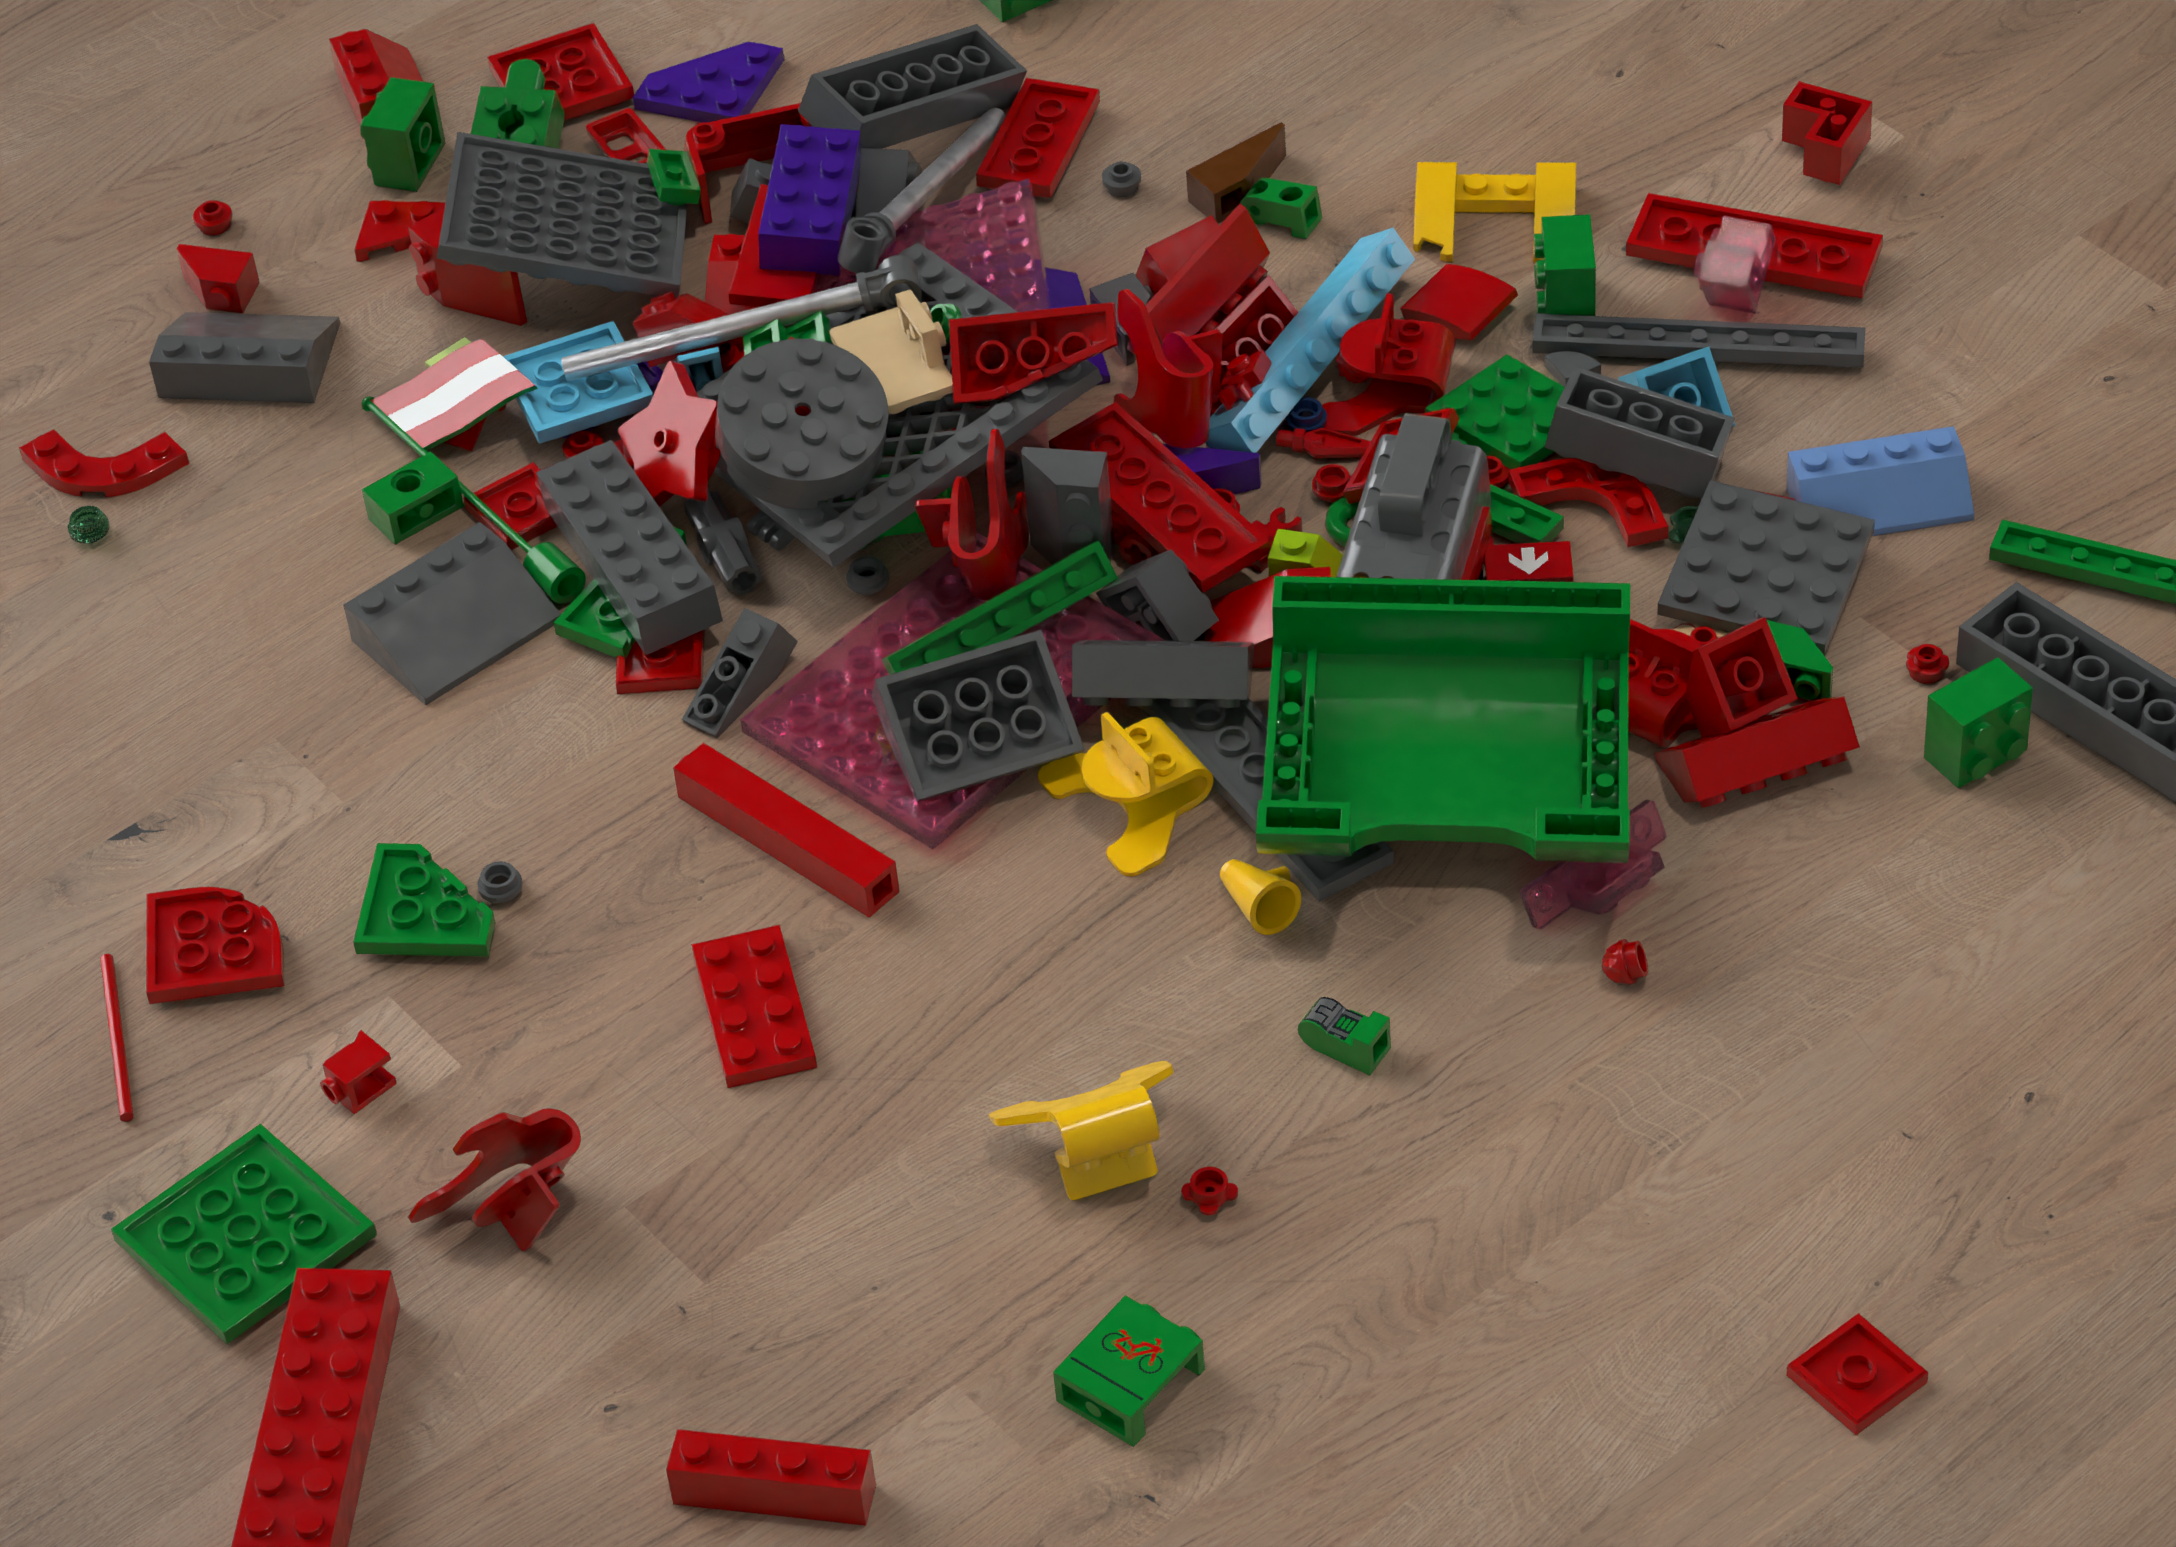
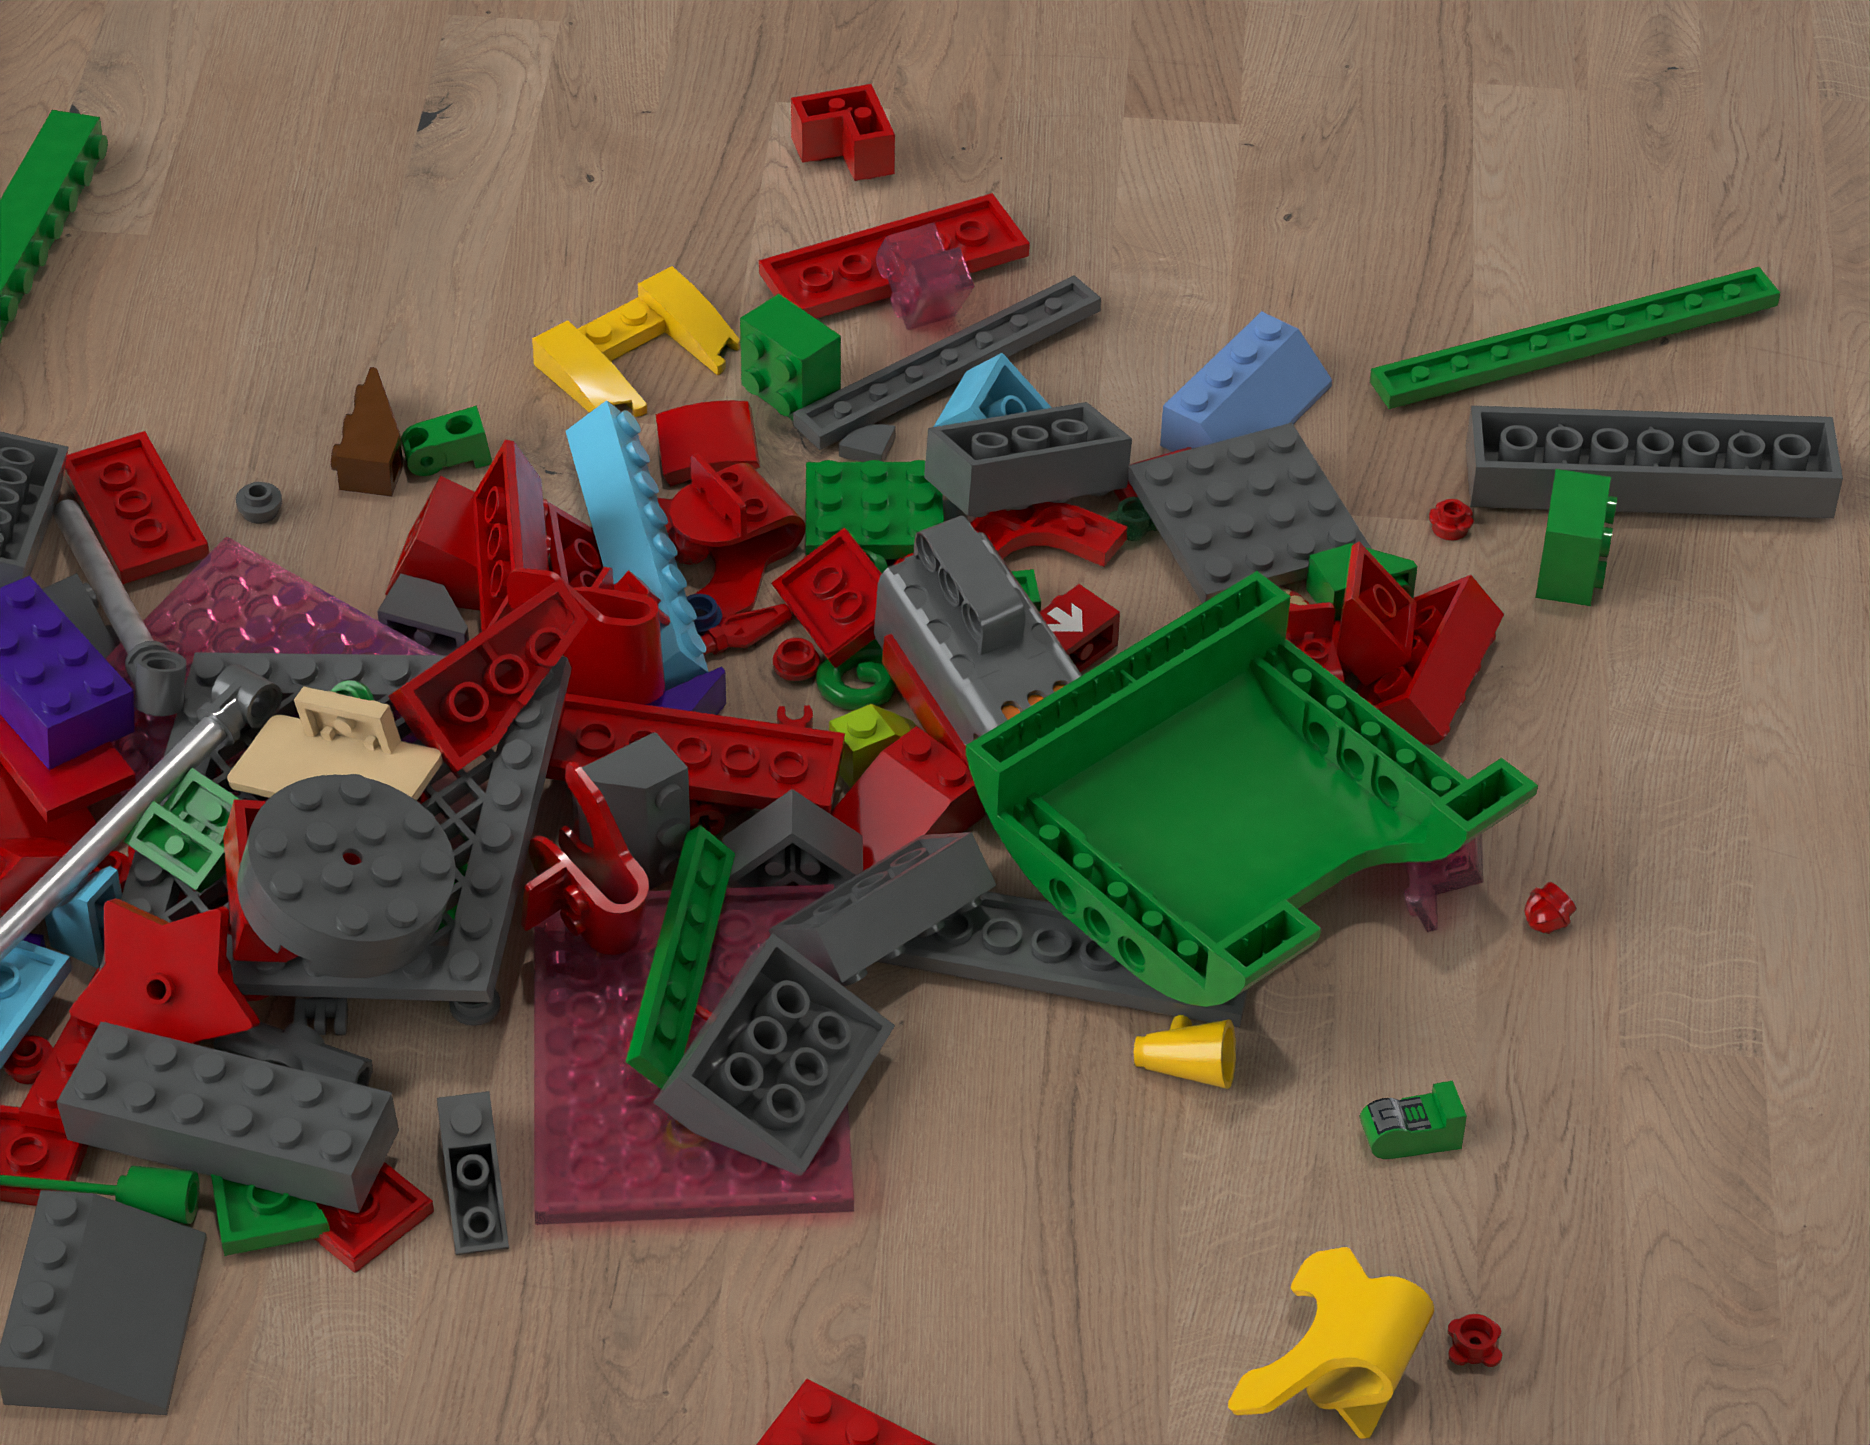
camera: 50 degrees left, 0 degrees up
(786, 829) = (700, 1285): red brick -> none
(1143, 772) = (975, 1017): yellow piece -> none

